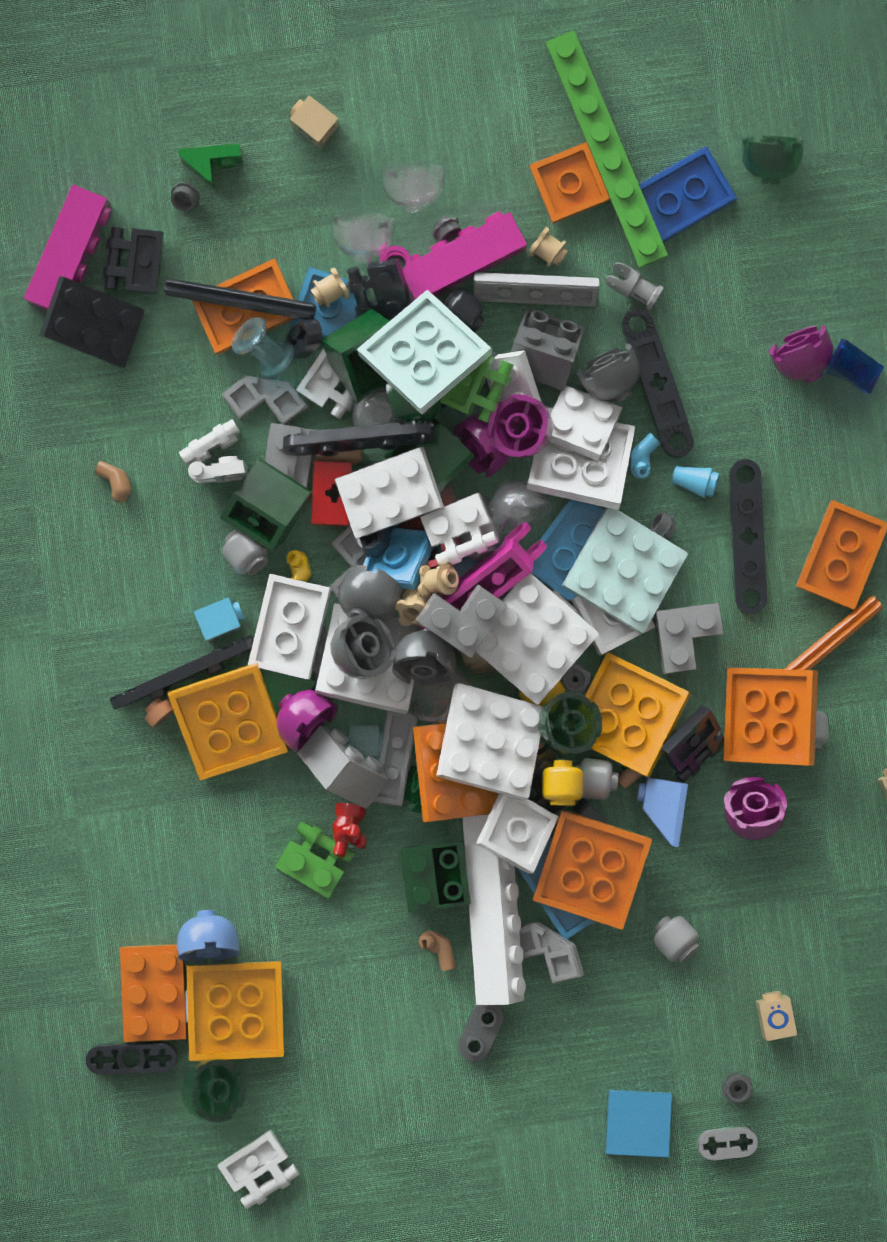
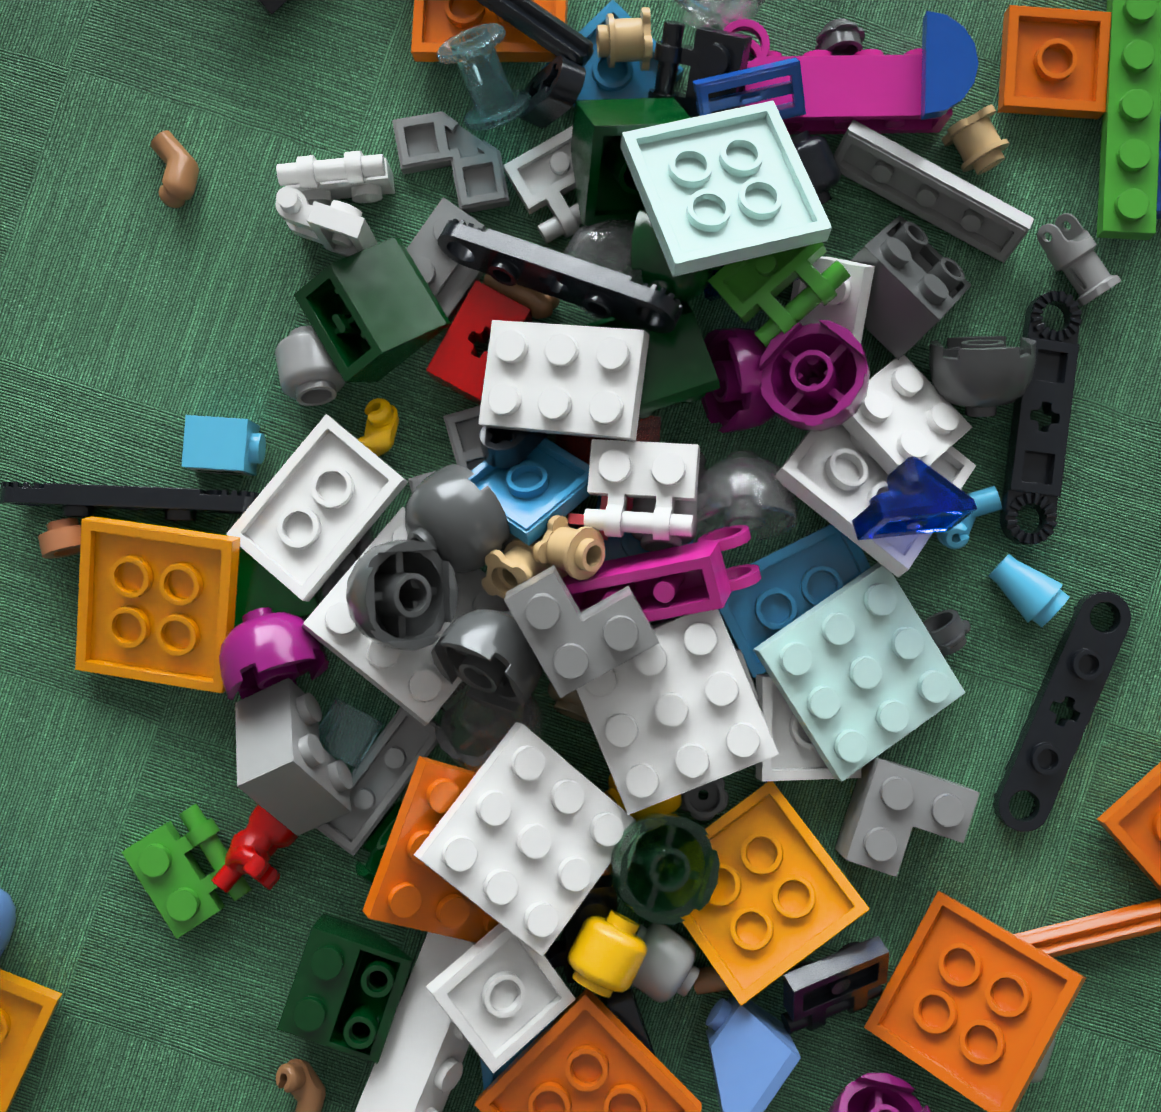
camera: 30 degrees right, 0 degrees up
(407, 282) = (749, 76): none -> blue tile
(510, 220) = (947, 64): none -> blue tile
(608, 467) = (915, 504): none -> clear blue slope

